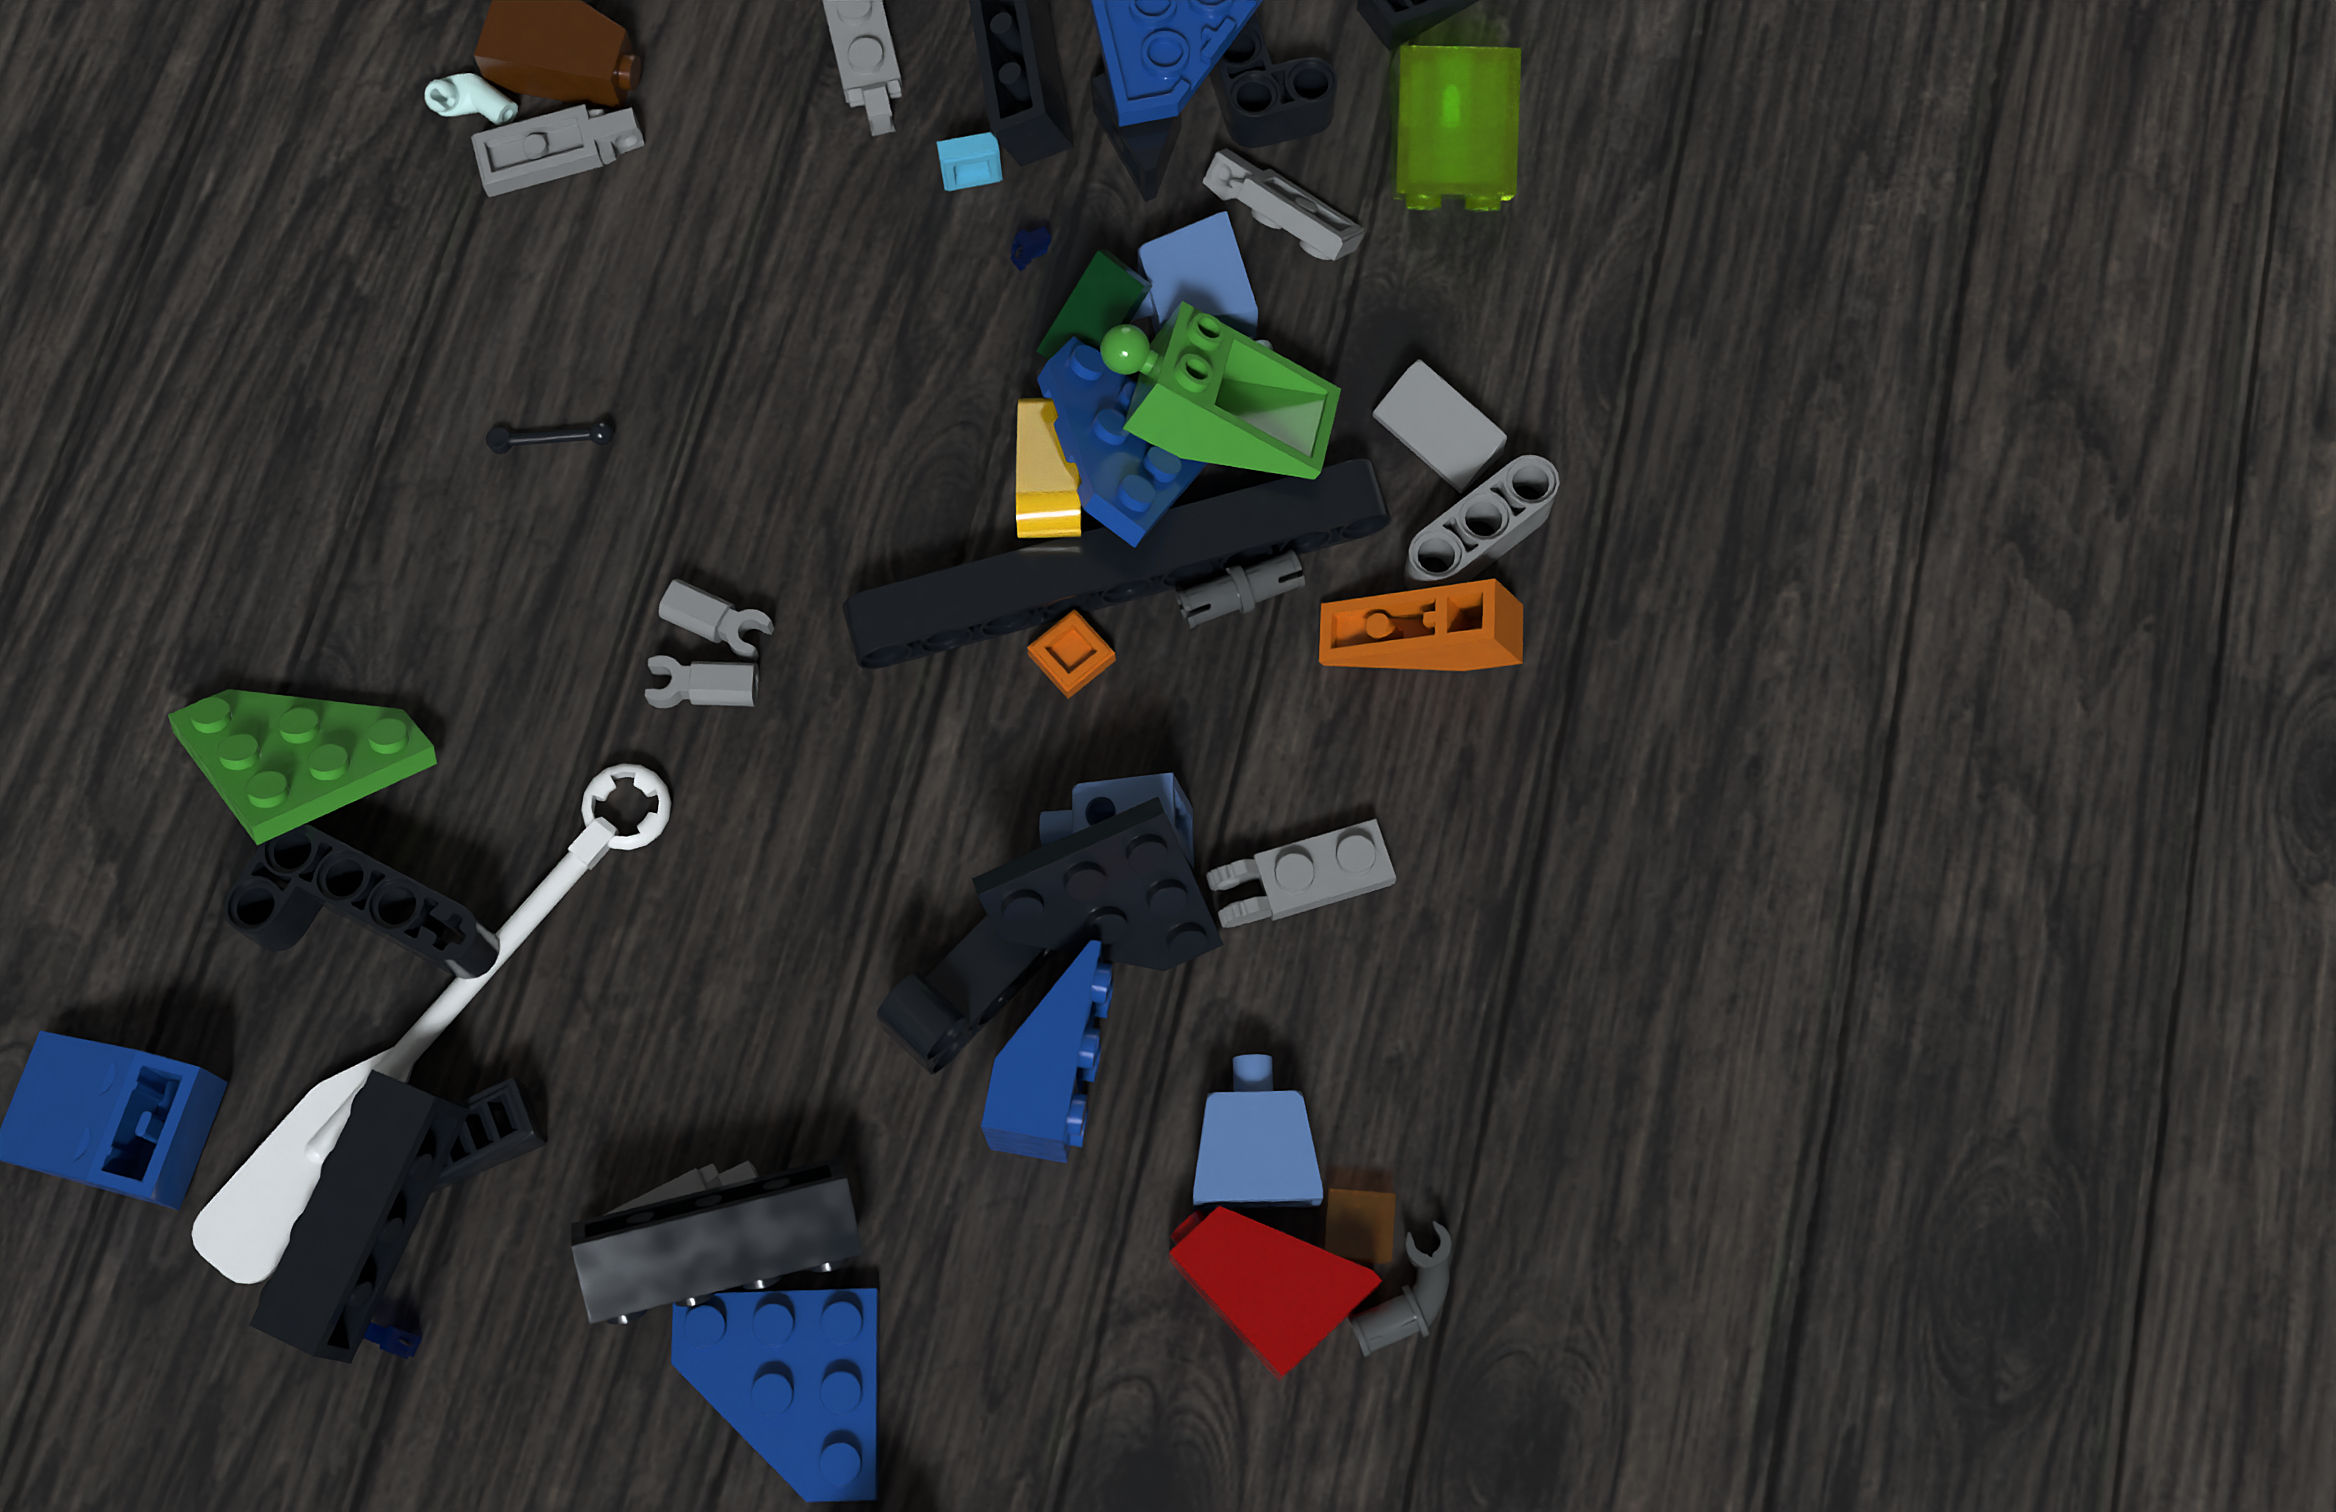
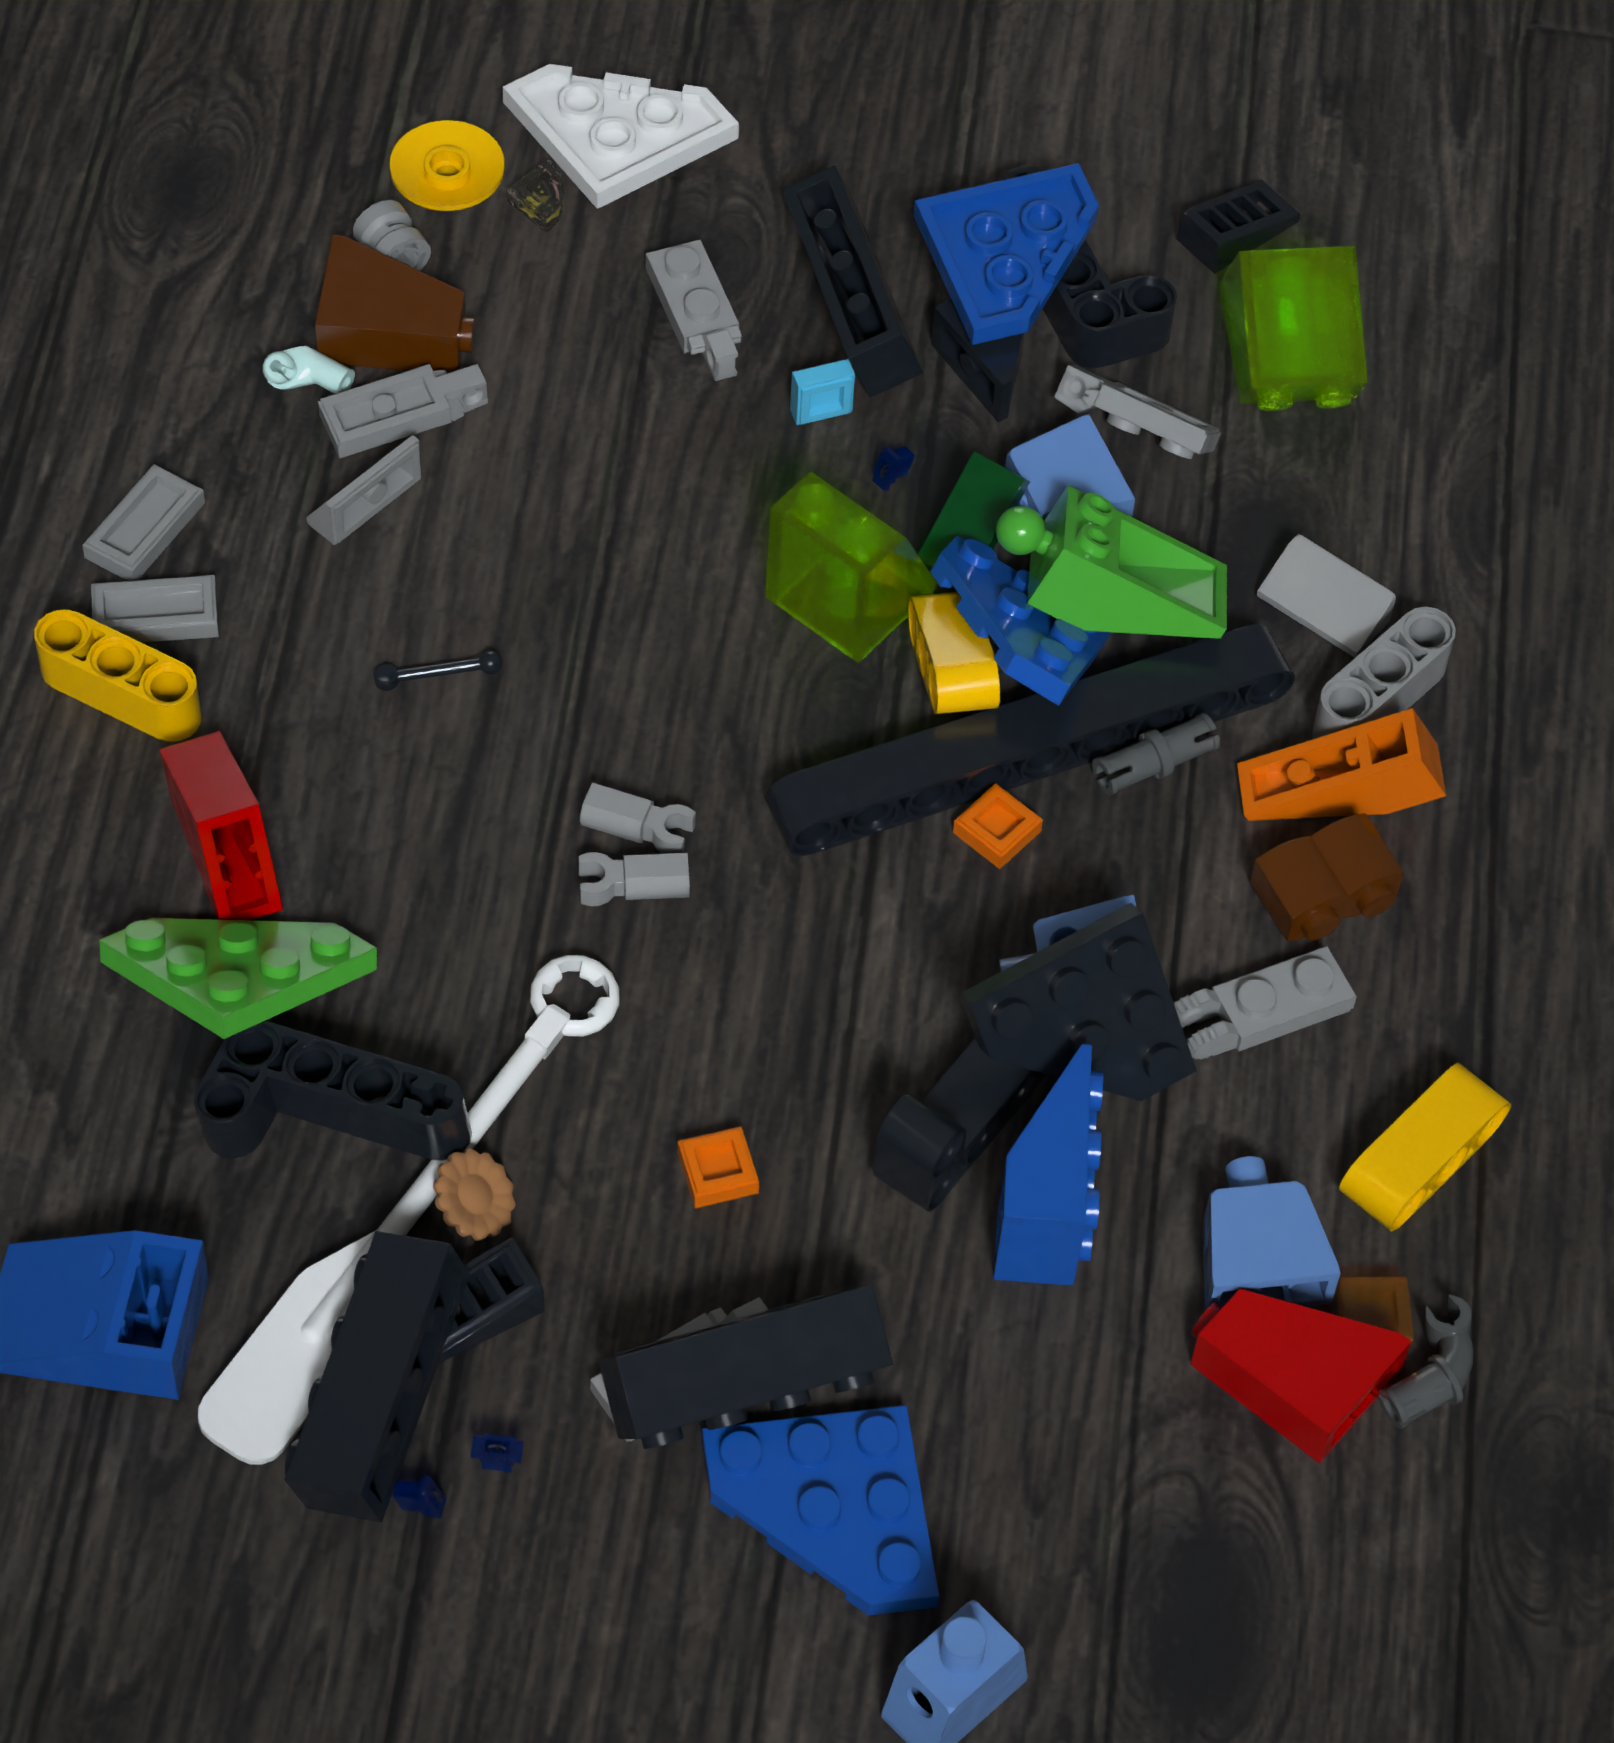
camera: 10 degrees left, 15 degrees down
(215, 405) = (99, 654): none -> yellow beam
(285, 350) = (158, 608): none -> light grey tile
(289, 255) = (143, 524): none -> light grey tile
(303, 600) = (222, 827): none -> red slope
(469, 1299) = (497, 1451): none -> clear blue piece
(491, 1019) = (474, 1194): none -> medium nougat piece
(509, 239) = (368, 493): none -> light grey slope
(737, 1005) = (718, 1167): none -> orange tile
(951, 362) = (840, 567): none -> clear neon green slope
(1388, 745) = (1327, 878): none -> reddish brown brick
(1437, 1052) = (1424, 1147): none -> yellow beam

